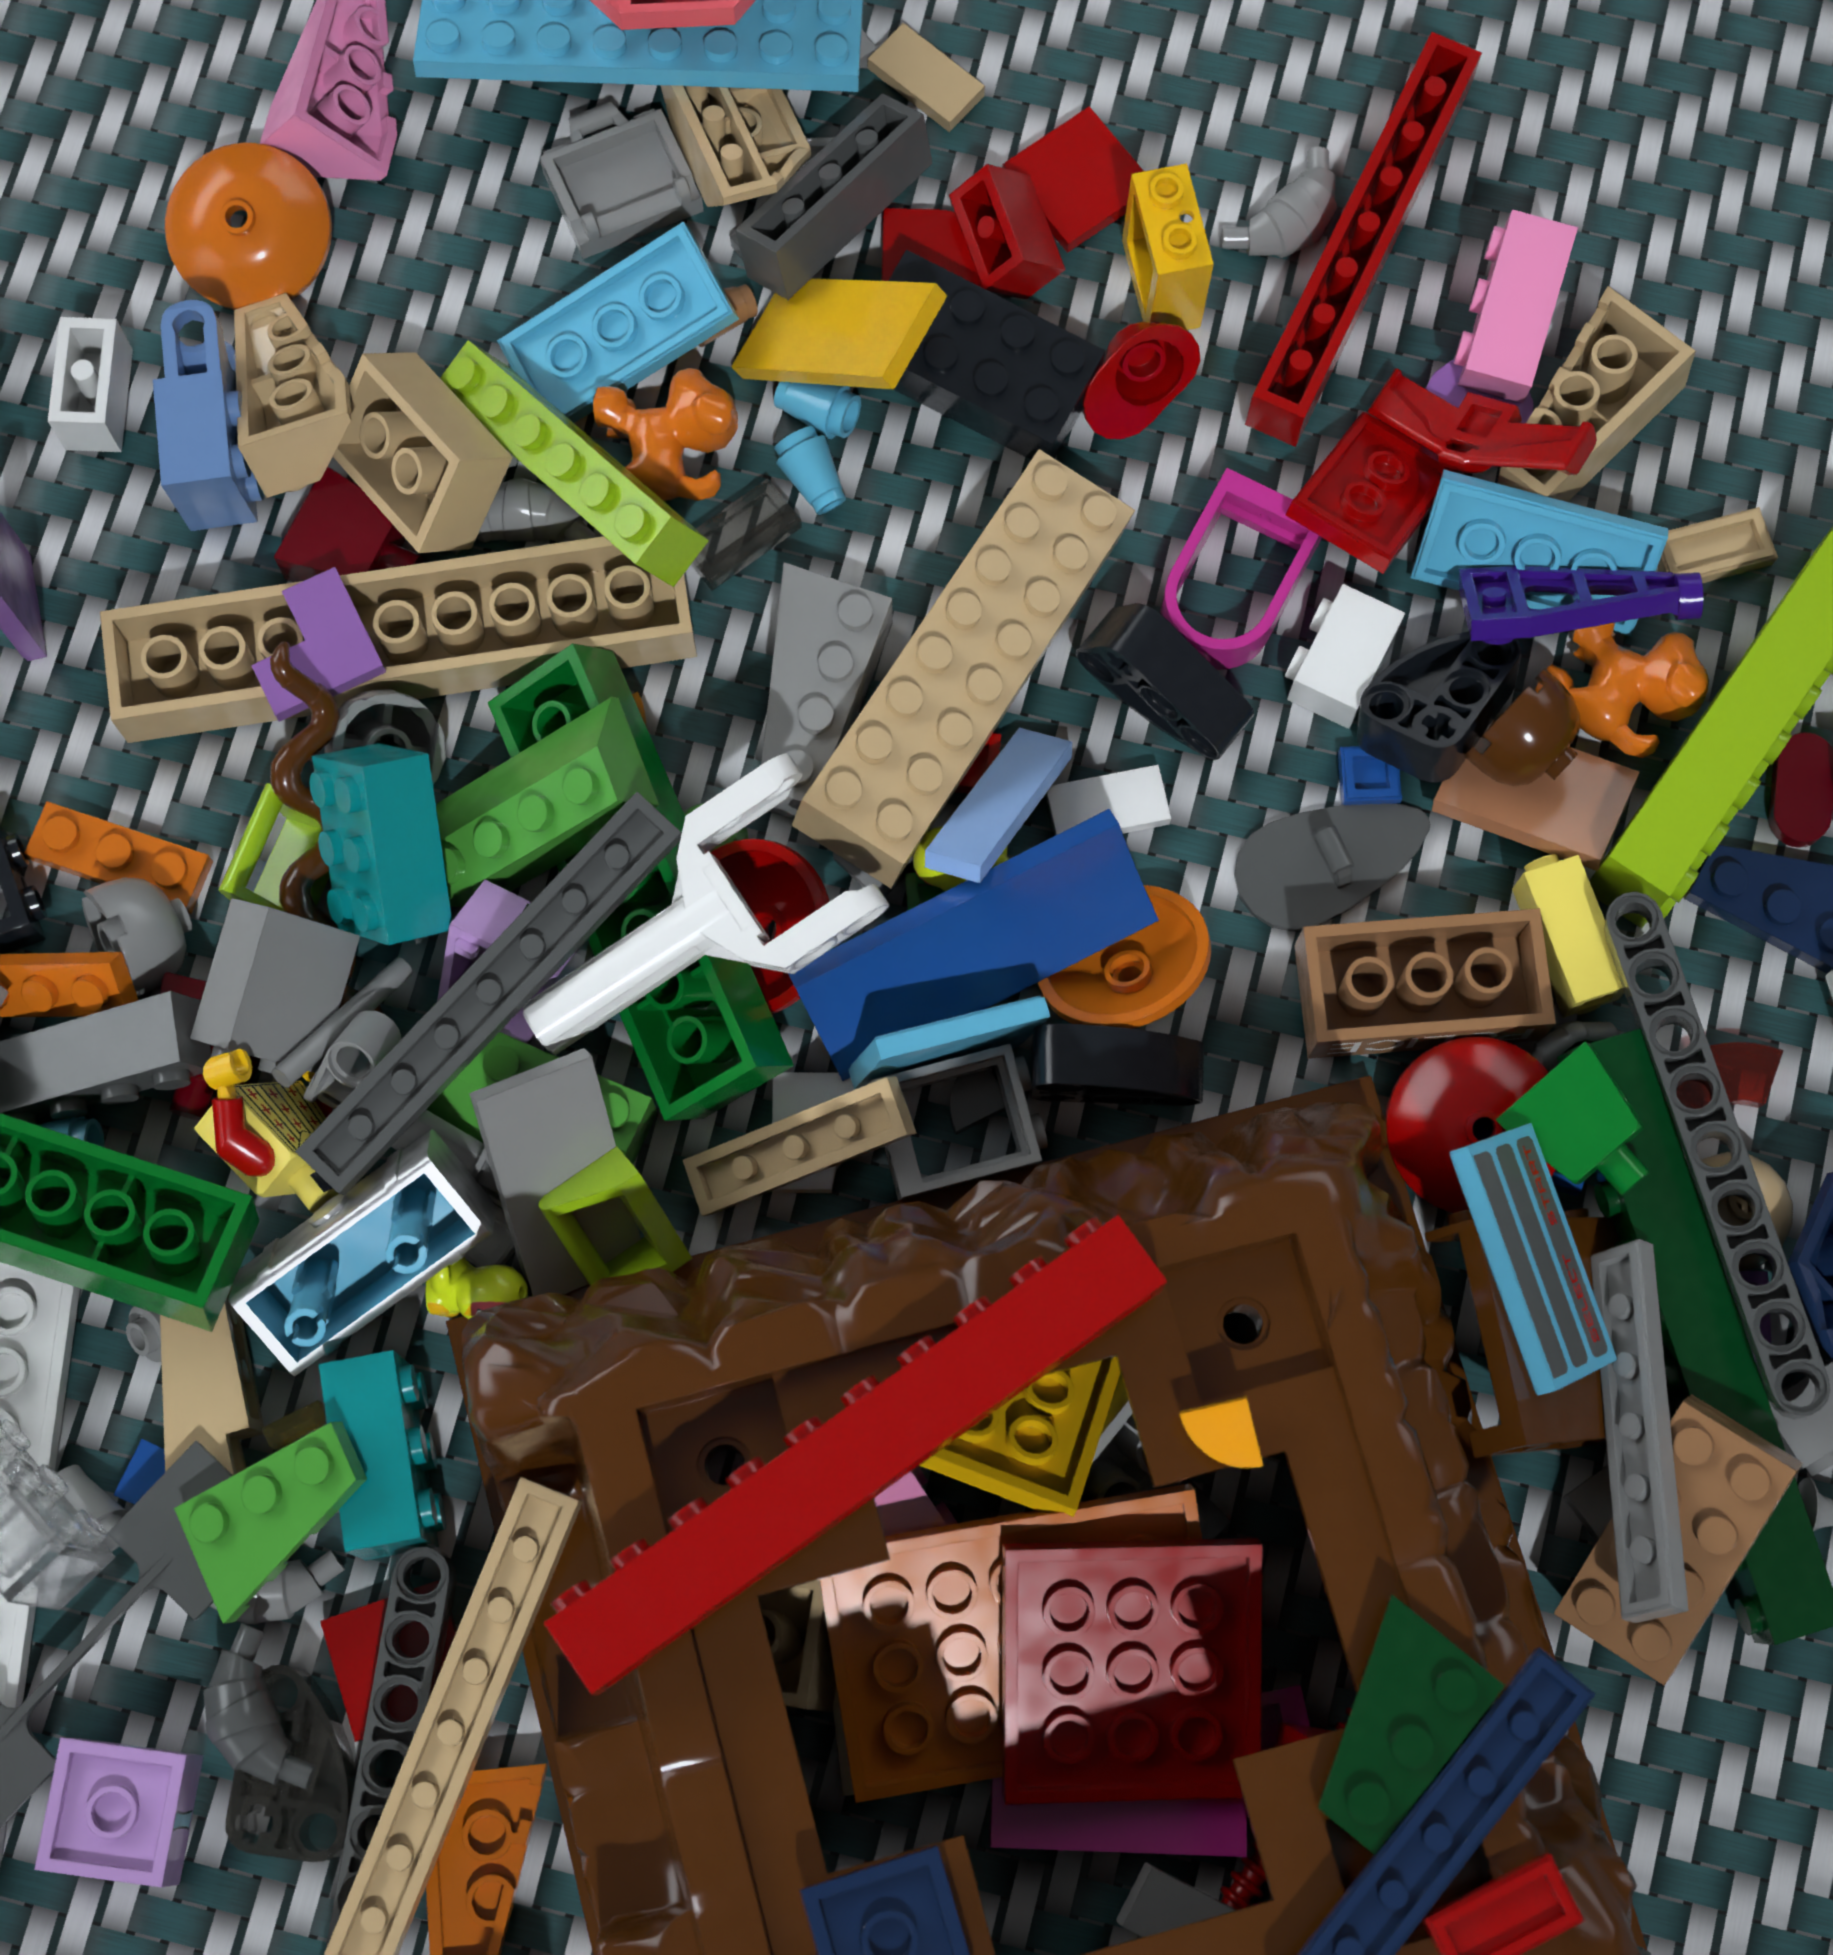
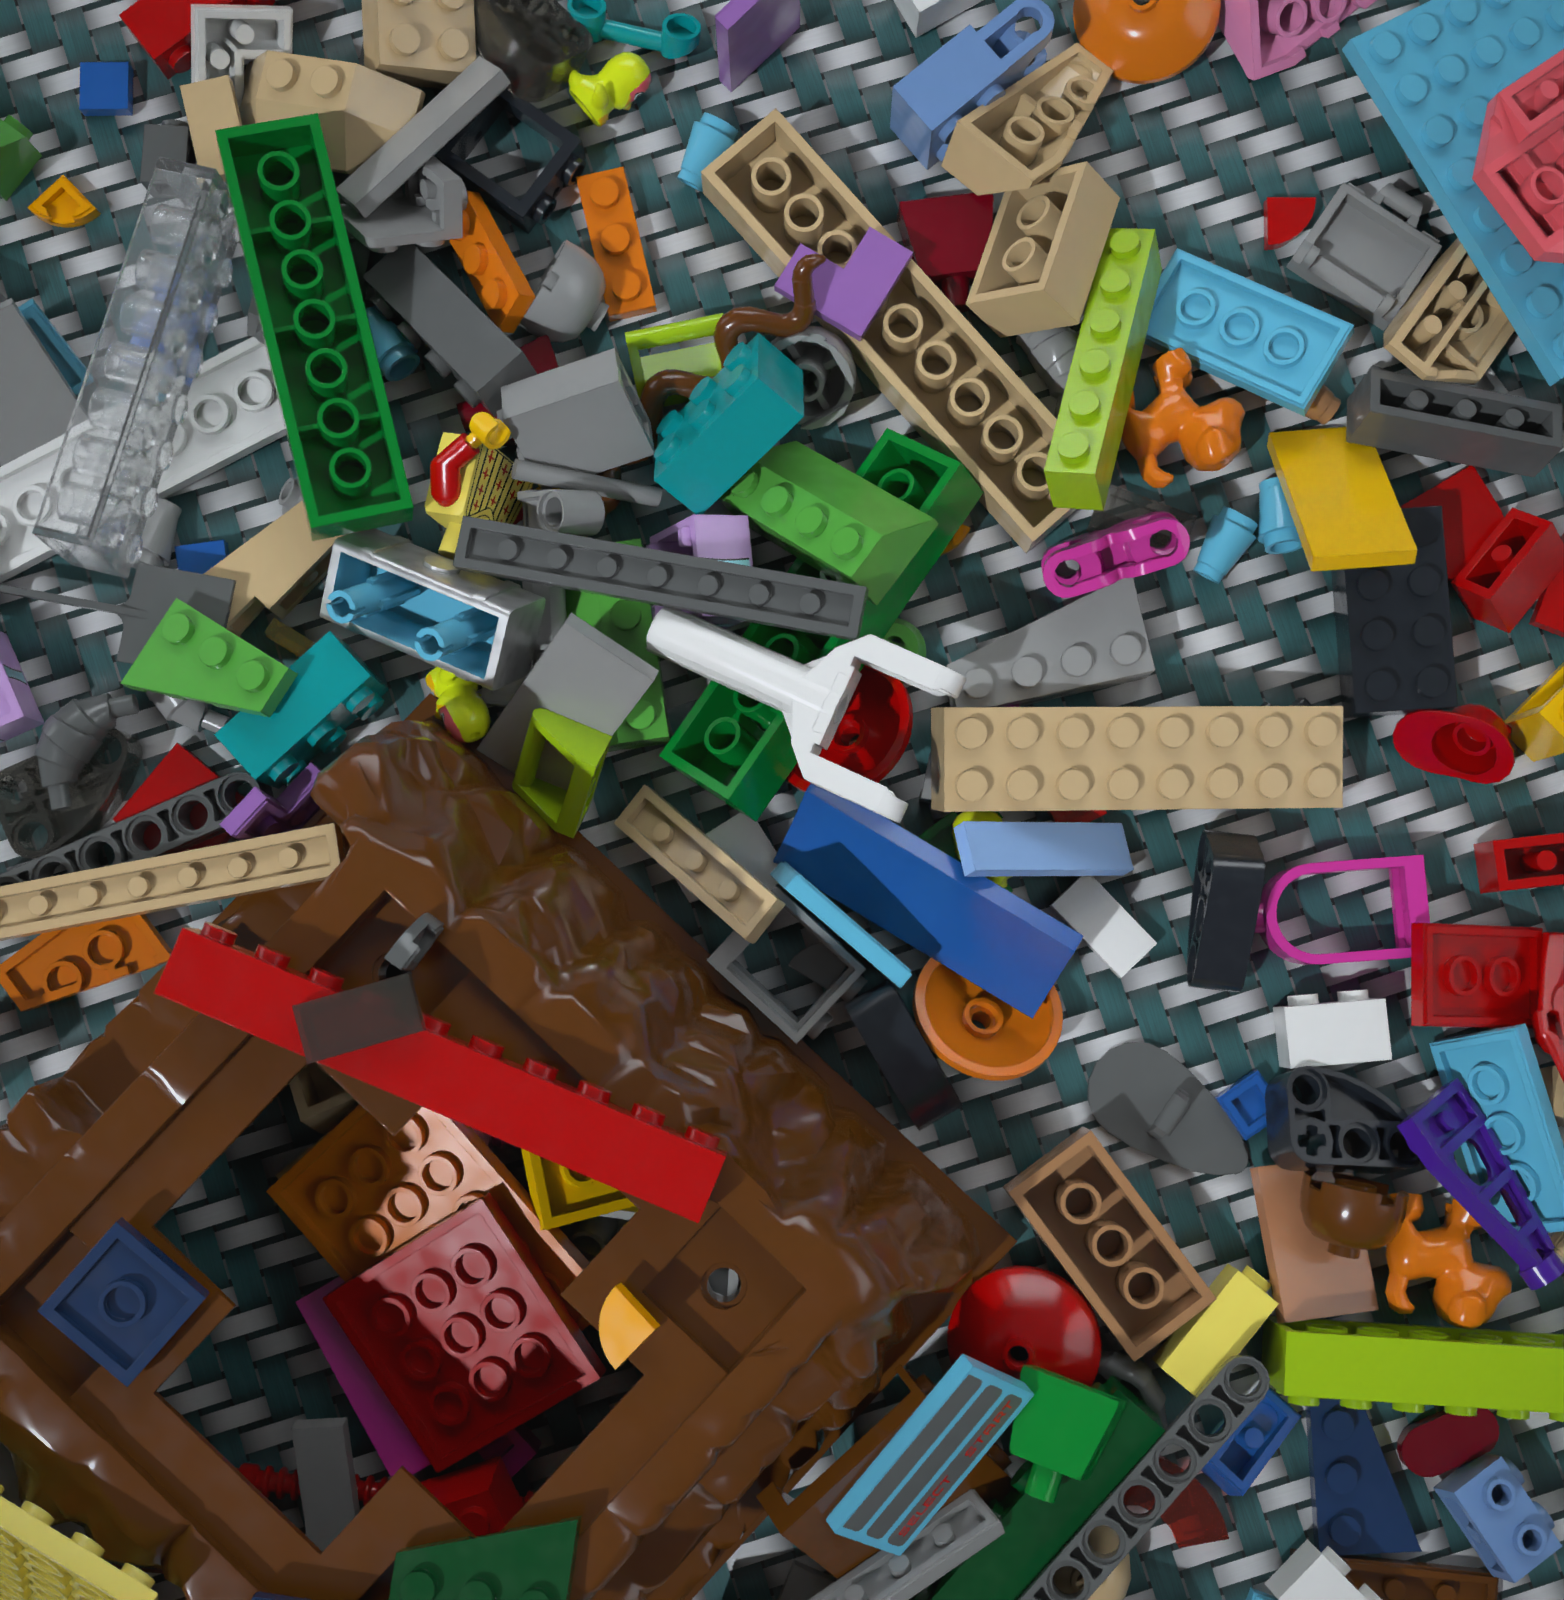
camera: 60 degrees right, 10 degrees up
(85, 707) = (706, 143): none -> medium azure cone
(462, 1554) = (264, 815): none -> medium lavender tile
(537, 230) = (1285, 219): none -> red tile
(711, 1404) = (415, 942): none -> dark grey tile
(752, 1491) = (359, 1018): none -> clear smoke tile
(755, 565) = (1114, 554): none -> dark pink piece
(1707, 976) = (1251, 1445): none -> blue slope

